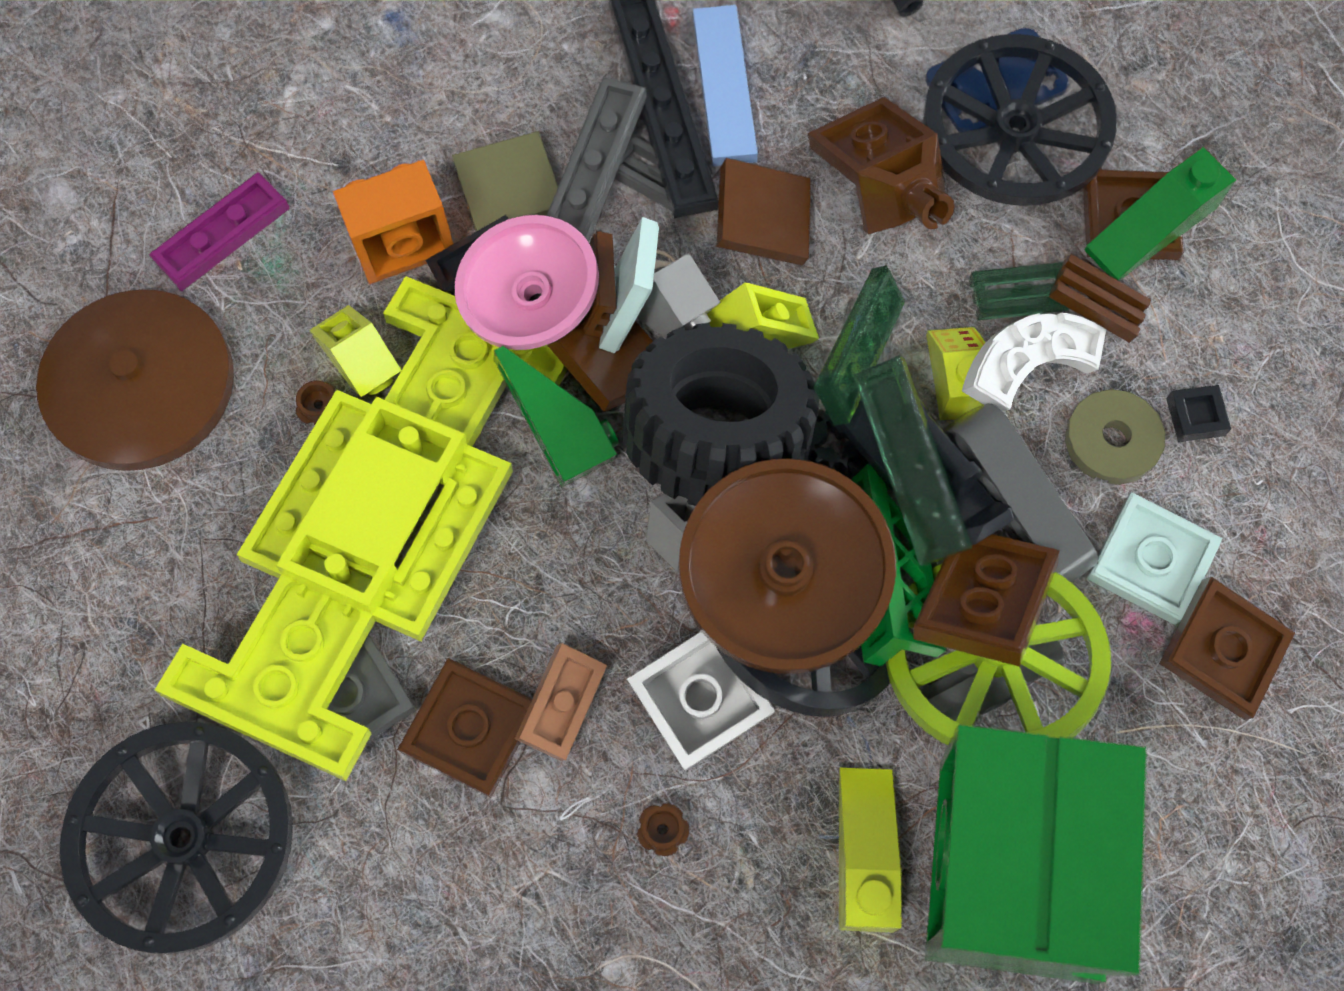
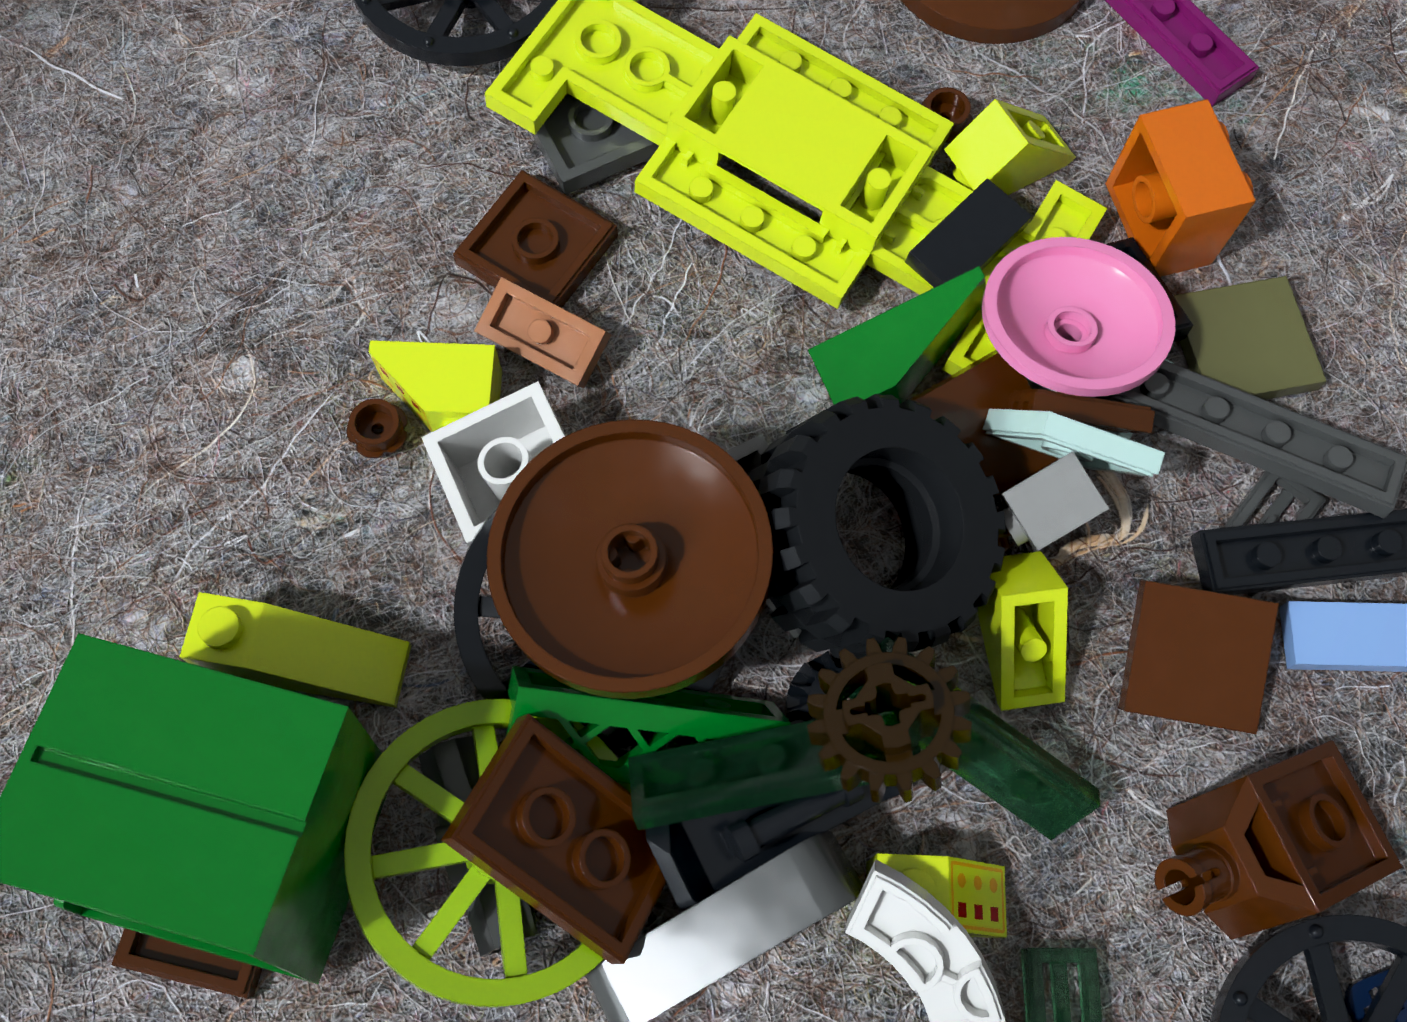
camera: 95 degrees right, 0 degrees up
(451, 370) = (969, 235): none -> black tile
(622, 773) = (439, 378): none -> neon yellow slope
(863, 377) = (856, 724): none -> dark brown gear

